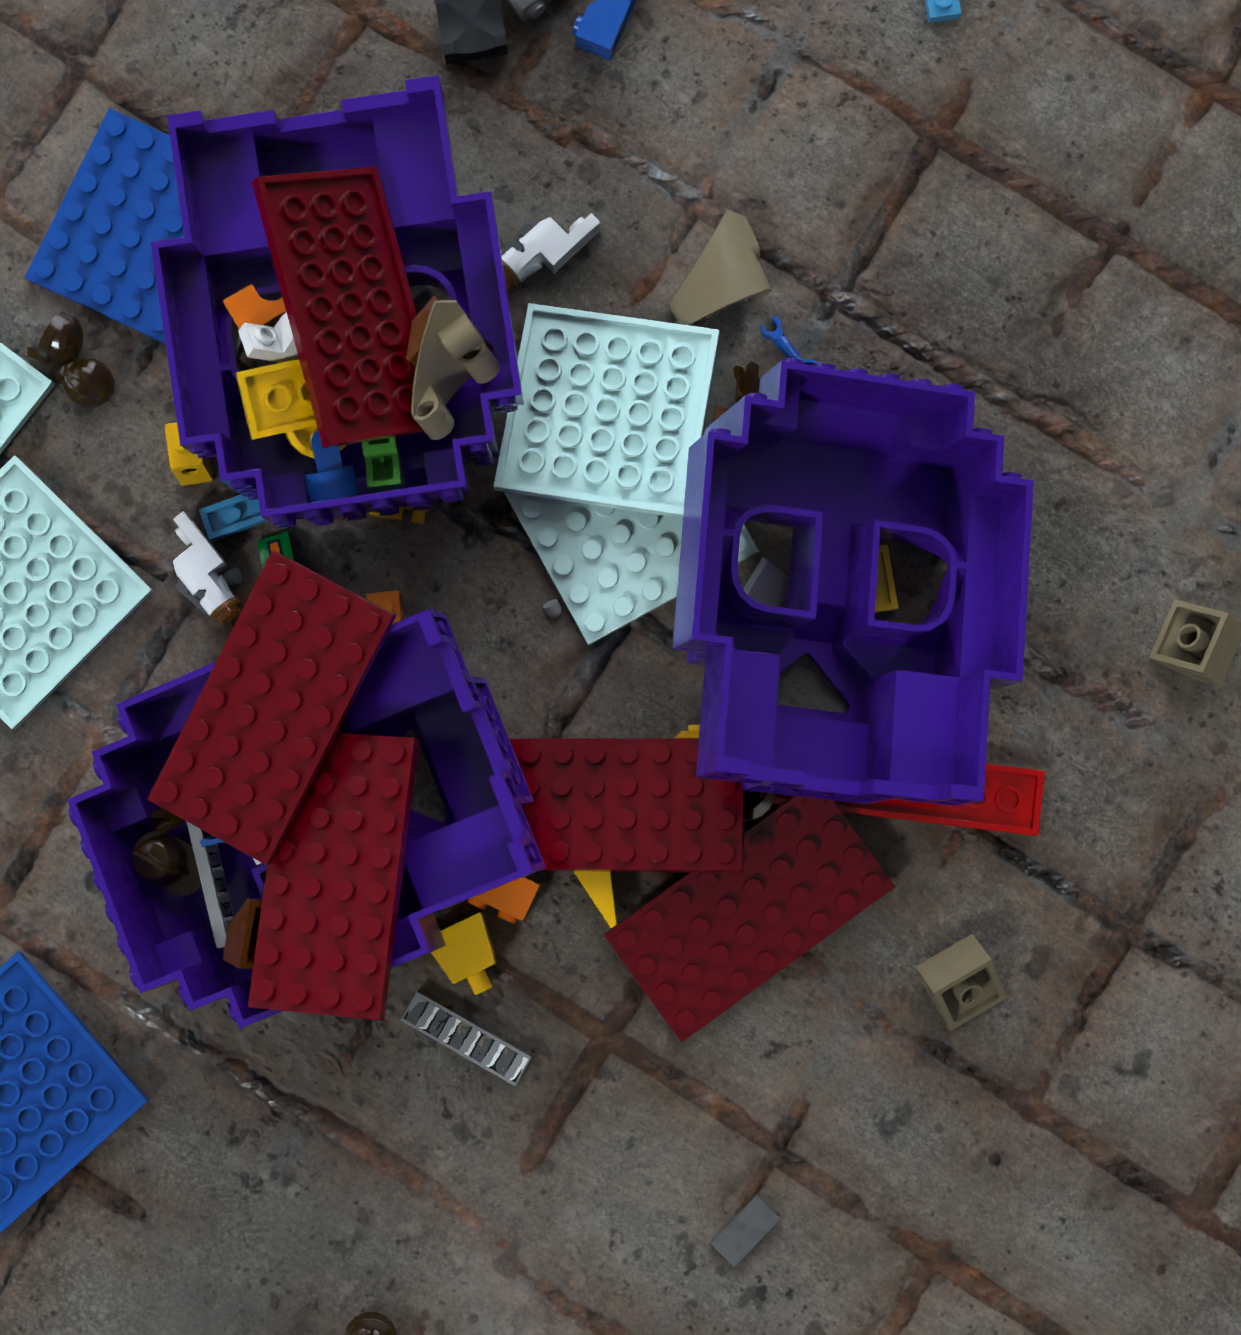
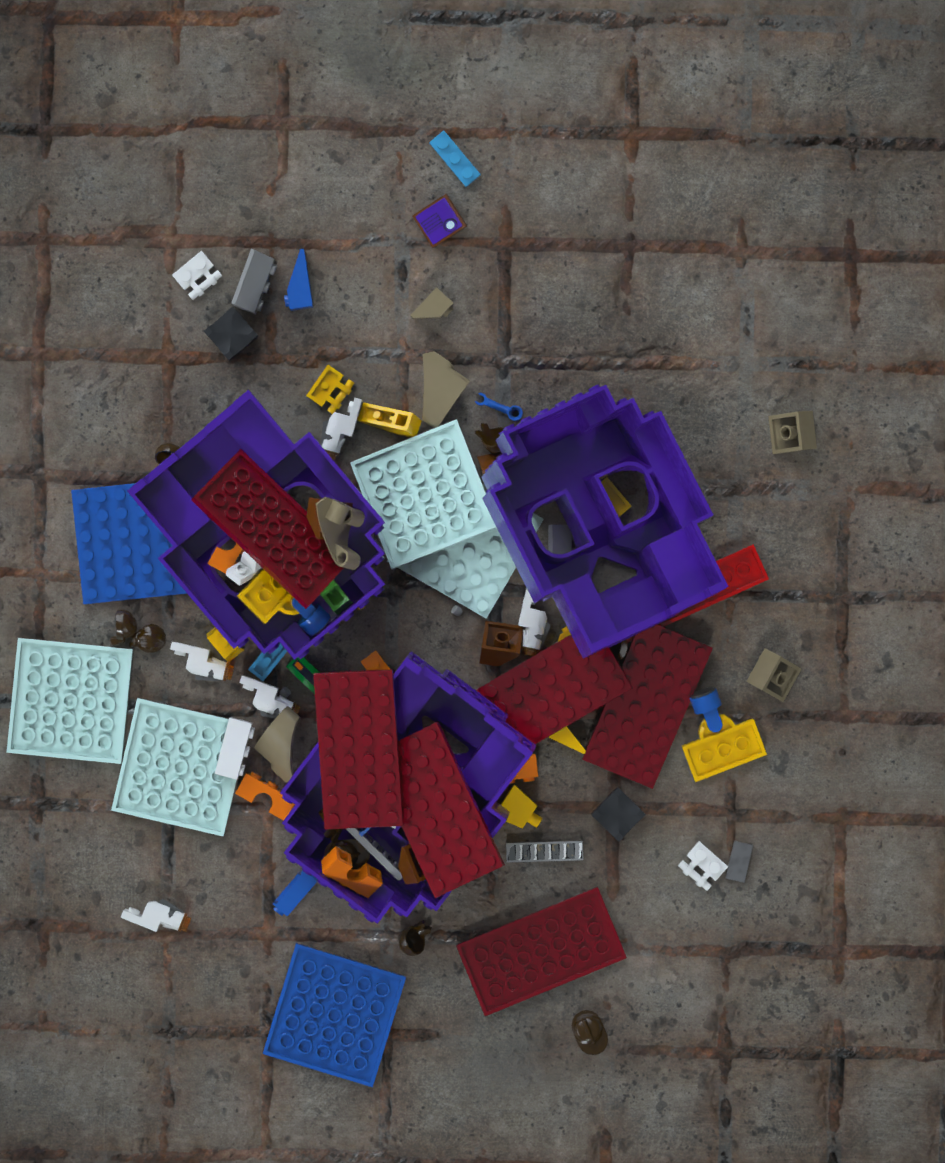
camera: 30 degrees left, 5 degrees up
(52, 876) = (294, 893): none -> blue window
(98, 682) = (253, 785): none -> orange arch
(105, 609) = (234, 748): none -> white brick
(137, 463) = (203, 666): none -> white plate
(163, 915) = (338, 866): none -> orange arch
(175, 632) = (277, 743): none -> dark tan panel
(192, 1050) = (413, 938): none -> dark brown piece
(370, 1185) = (541, 951): none -> dark red plate
(560, 176) = (325, 386): none -> yellow plate
(586, 691) = (500, 643): none -> reddish brown slope
(607, 1049) = (618, 814): none -> black brick
(624, 278) = (390, 419): none -> yellow slope
(653, 697) = (535, 624): none -> white plate
(697, 1201) = (706, 861): none -> white plate
(781, 156) = (433, 306): none -> dark tan slope
(825, 1032) = (720, 741): none -> yellow plate
(863, 43) = (439, 221): none -> dark purple slope

